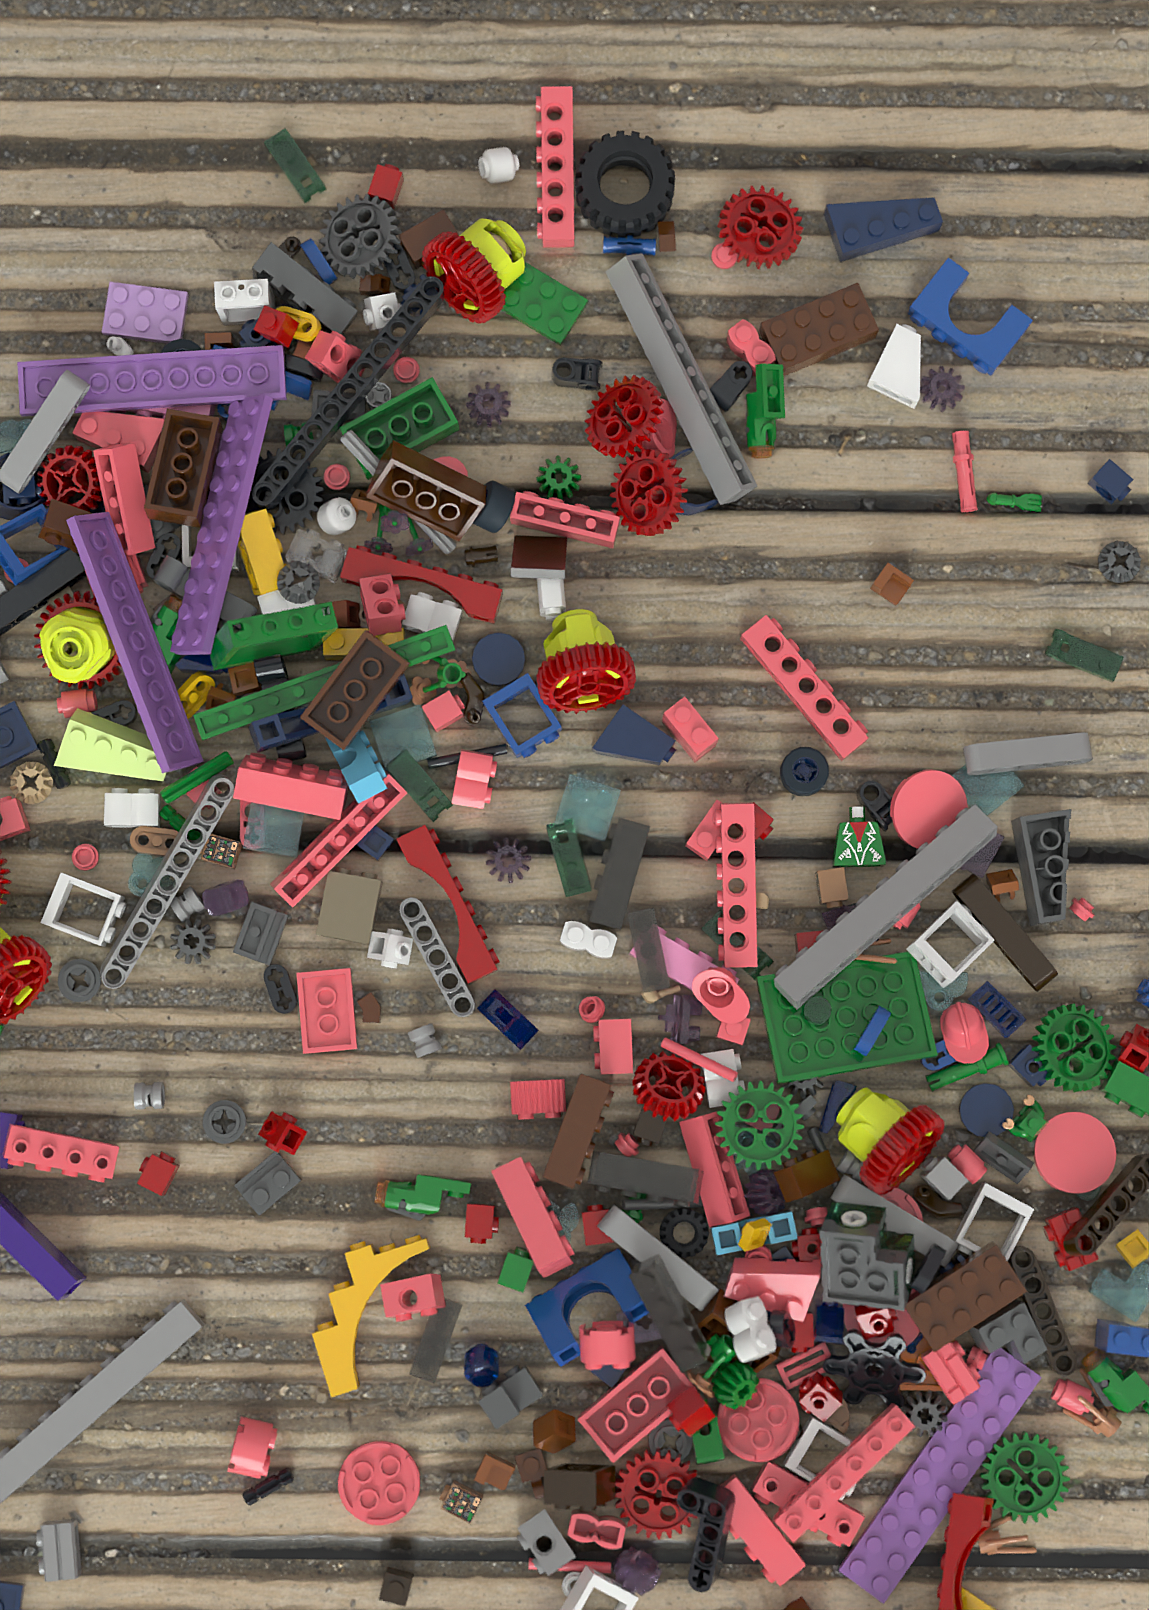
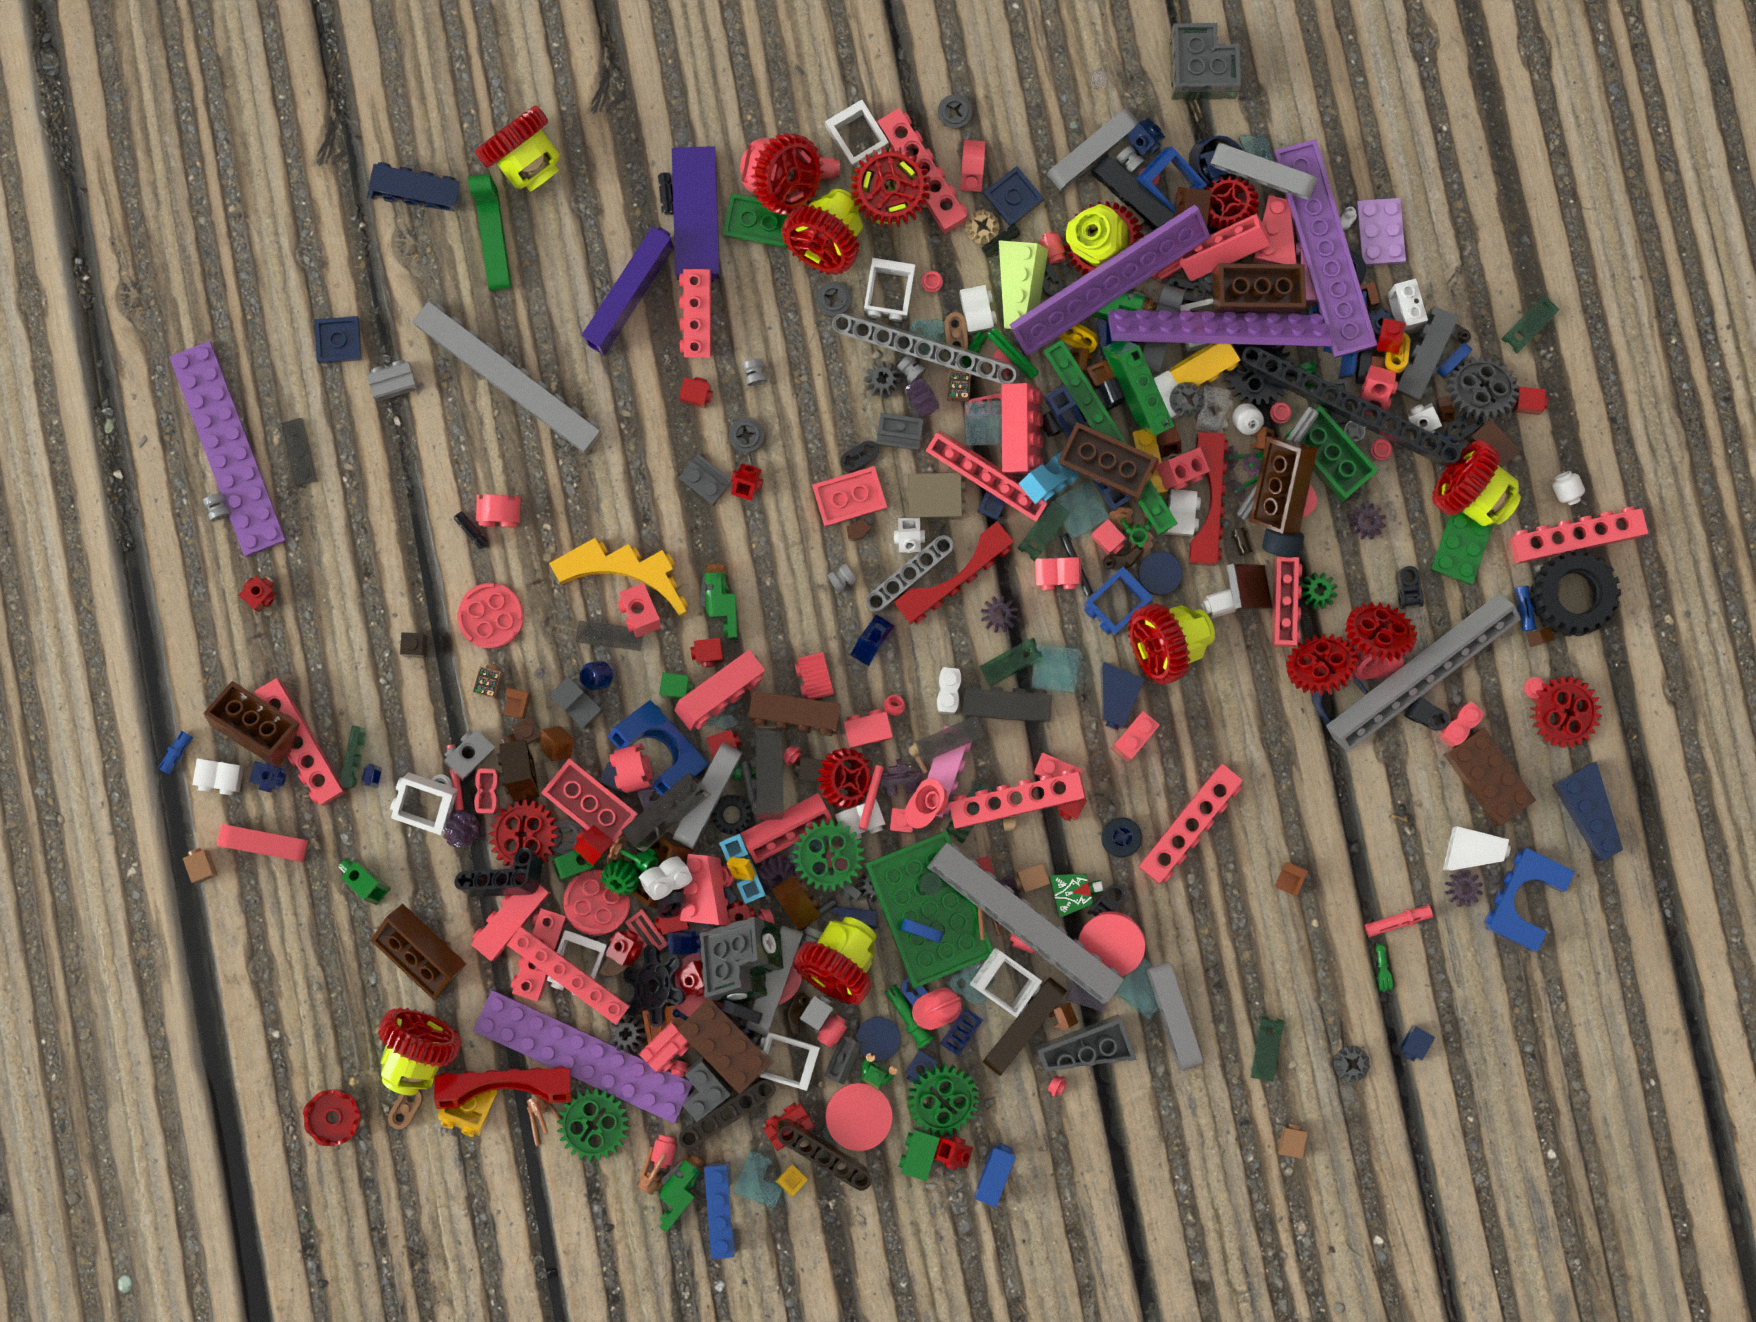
camera: 80 degrees right, 0 degrees up
(764, 409) = (1413, 745): green plate -> none

